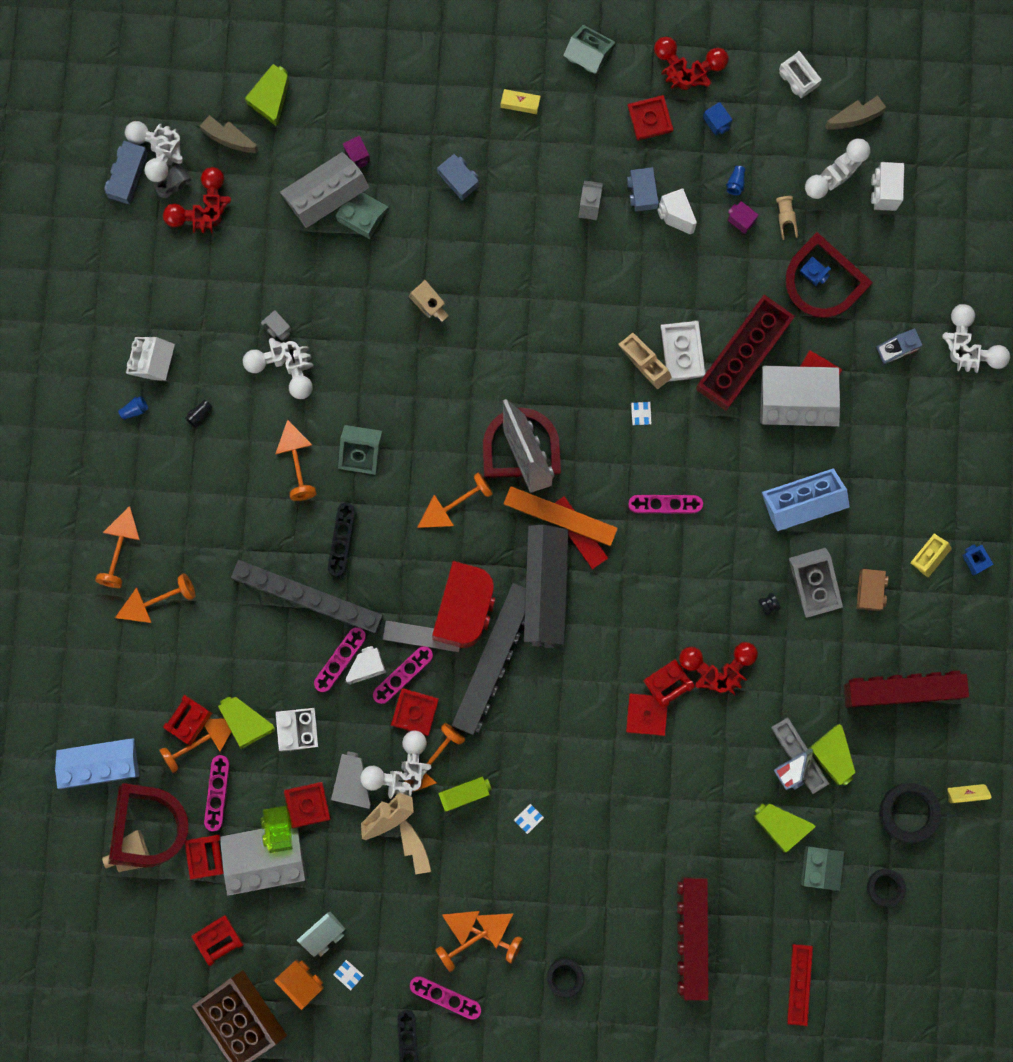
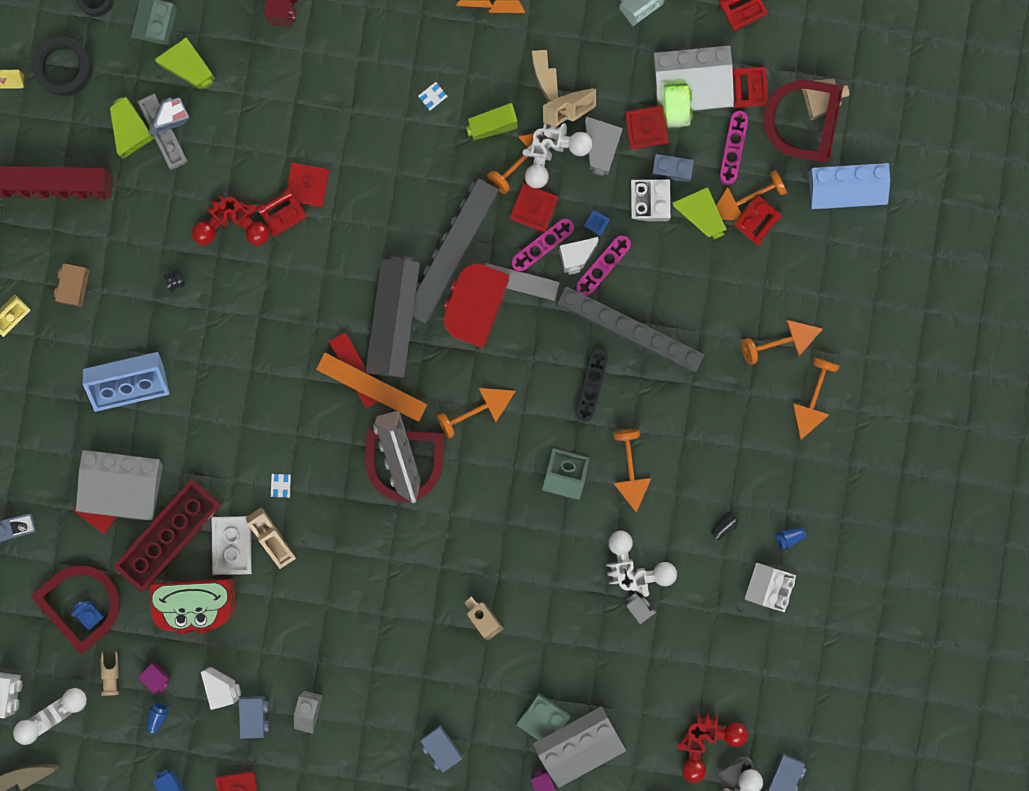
camera: 170 degrees left, 5 degrees up
(277, 764) = (672, 168): none -> sand blue brick
(349, 702) = (596, 223): none -> blue plate
(665, 504) = (266, 390): dark pink beam -> none
(713, 288) = (192, 604): none -> brick
(816, 582) = (125, 298): light grey slope -> none

